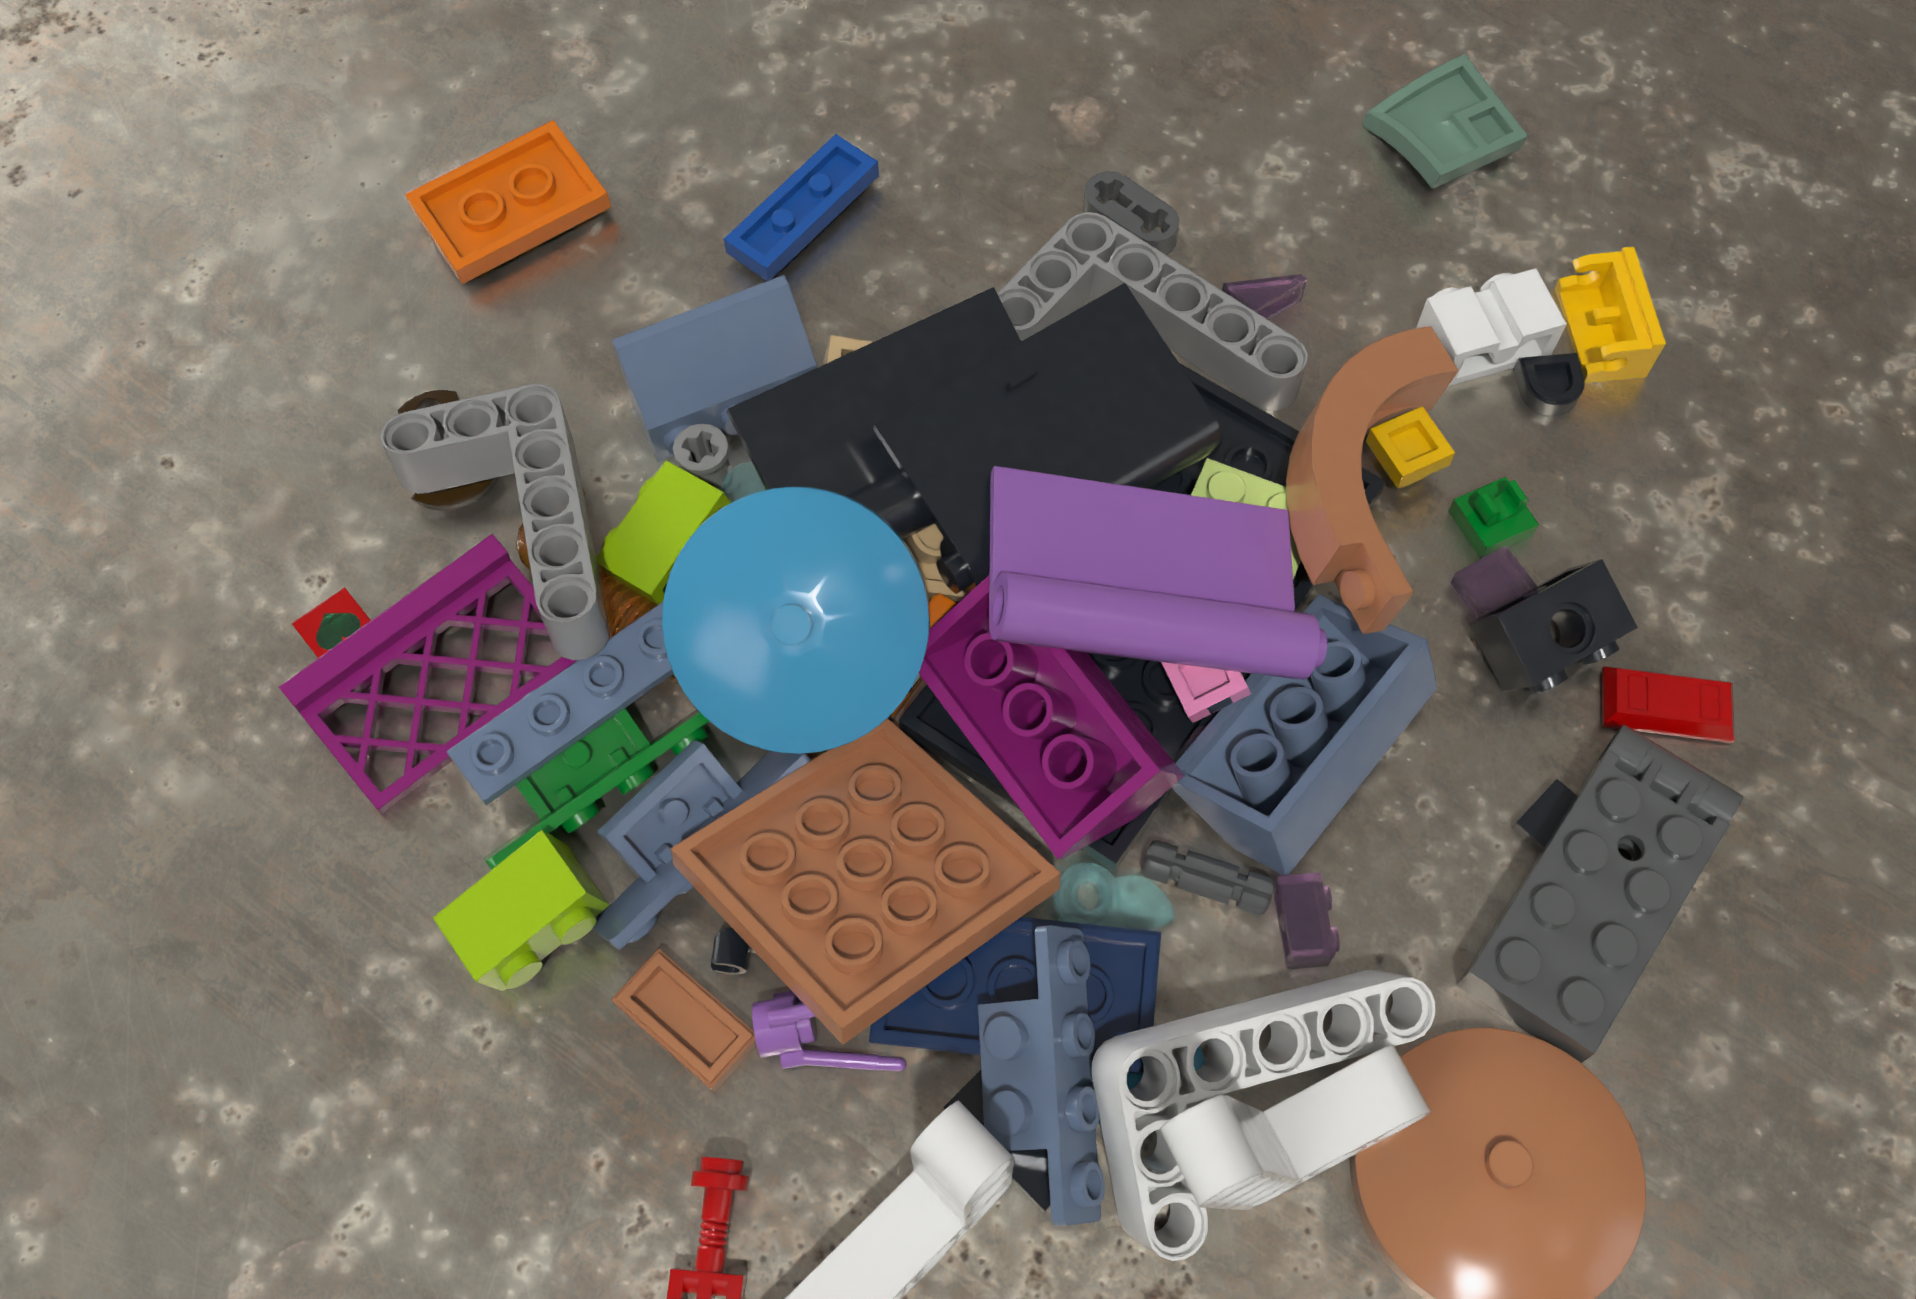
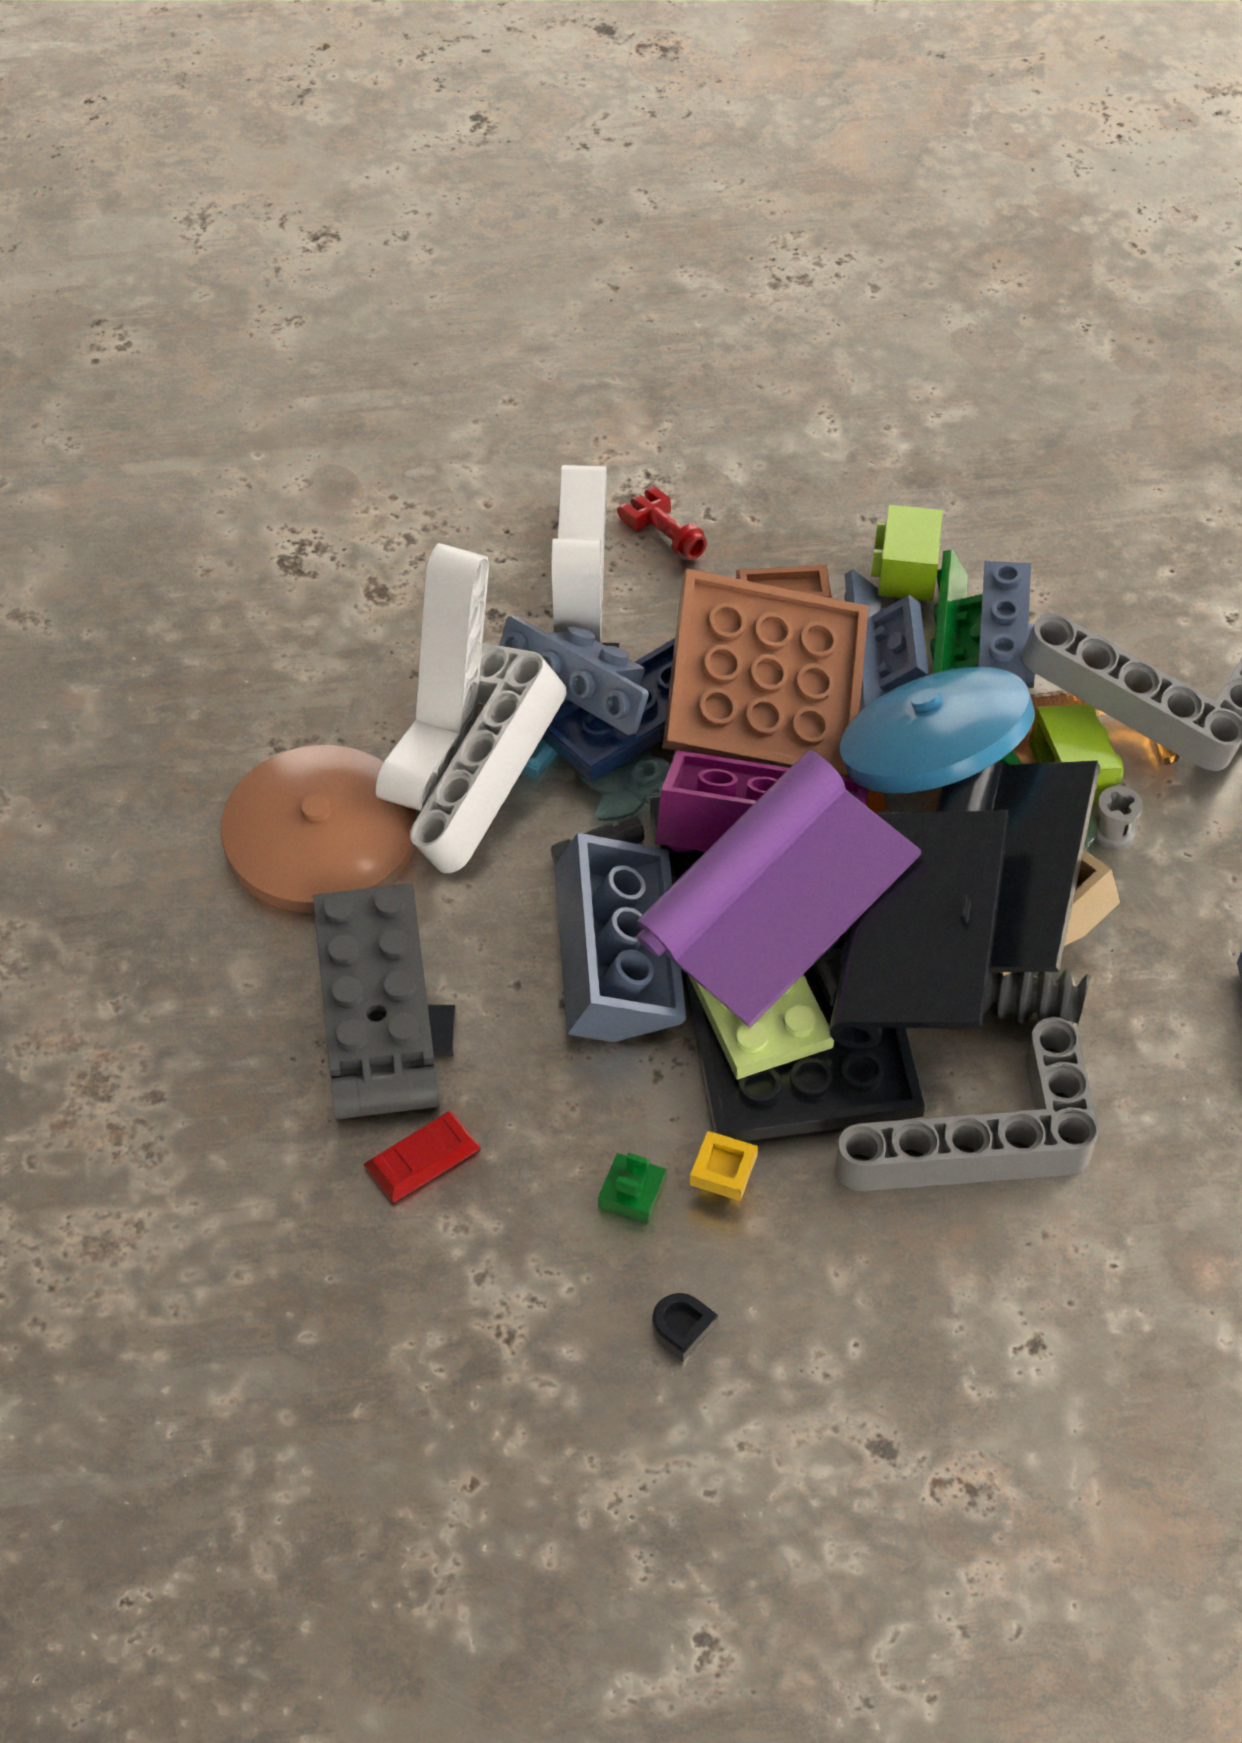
camera: 135 degrees right, 10 degrees down
(331, 622) = (1180, 599): tile -> none
(392, 641) = (1139, 591): magenta fence -> none
(712, 360) = (1167, 858): sand blue slope -> none
(1135, 209) = (1080, 1206): dark grey beam -> none
(1268, 295) = (931, 1206): clear purple piece -> none
(1304, 921) = (524, 860): clear purple piece -> none
(1324, 472) = (784, 1168): nougat arch -> none
(1447, 122) = (948, 1475): sand green plate -> none
(1492, 582) = (588, 1139): clear purple tile -> none
(1494, 326) = (758, 1313): white brick -> none
(1589, 621) = (530, 1119): black brick -> none
(1610, 316) = (682, 1402): yellow hinge -> none

